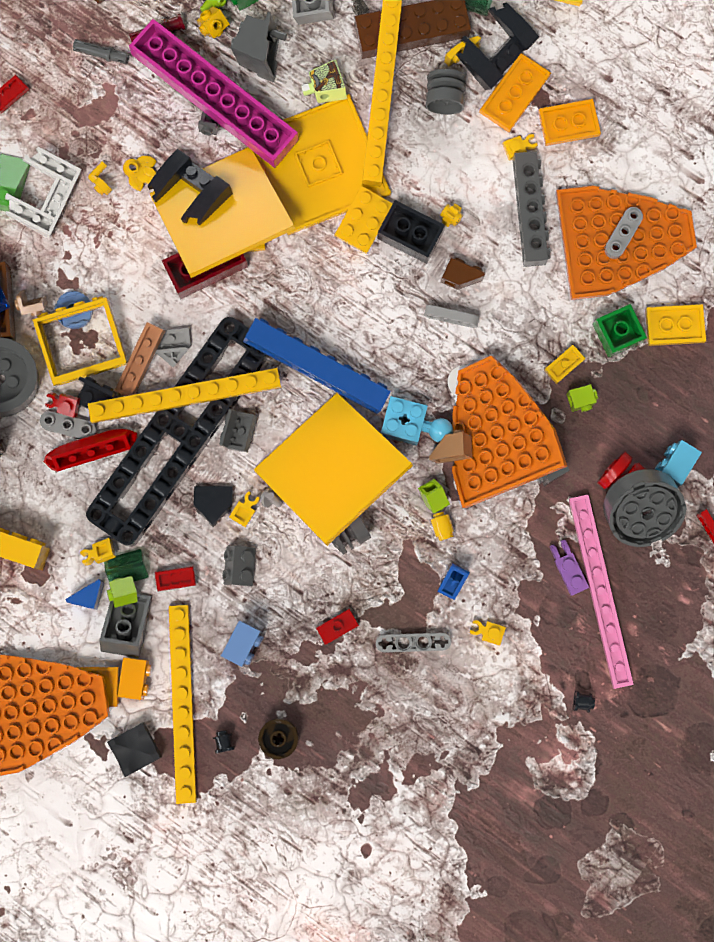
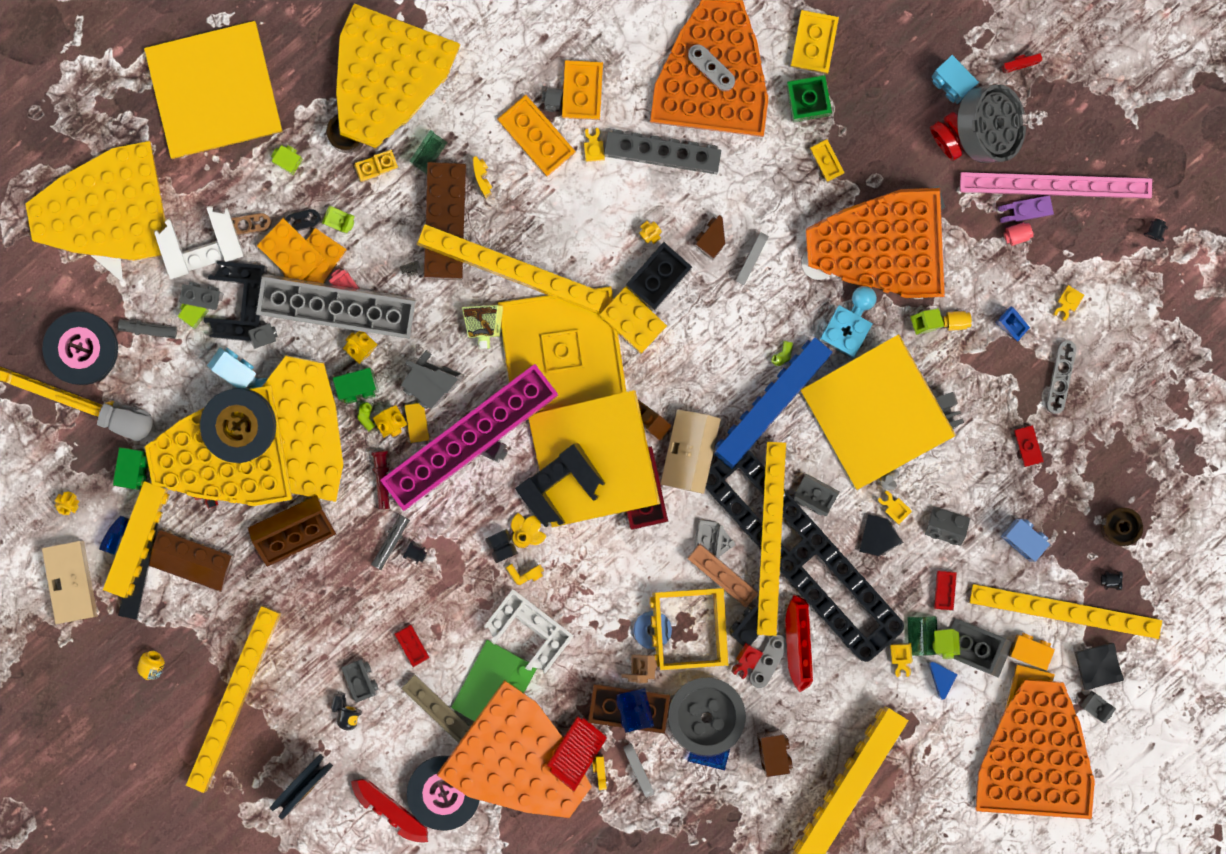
camera: 75 degrees left, 5 degrees up
(93, 758) = (1098, 707): none -> dark grey bracket
(96, 75) = (415, 552): none -> black brick
(119, 150) = (501, 545): none -> black wheel
(217, 49) = (417, 423): none -> yellow tile
(250, 299) = (690, 451): none -> tan brick
(272, 257) = (653, 421): none -> reddish brown slope
(362, 367) = (784, 356): none -> lime arm
(445, 91) = (523, 205): dark grey wheel -> none
(453, 448) = (885, 290): medium nougat slope -> none
(521, 38) = (484, 115): black wedge -> none
(543, 565) = (1018, 234): none -> coral brick
(552, 96) = (552, 99): none -> dark grey plate
(582, 398) = (865, 152): lime brick -> none

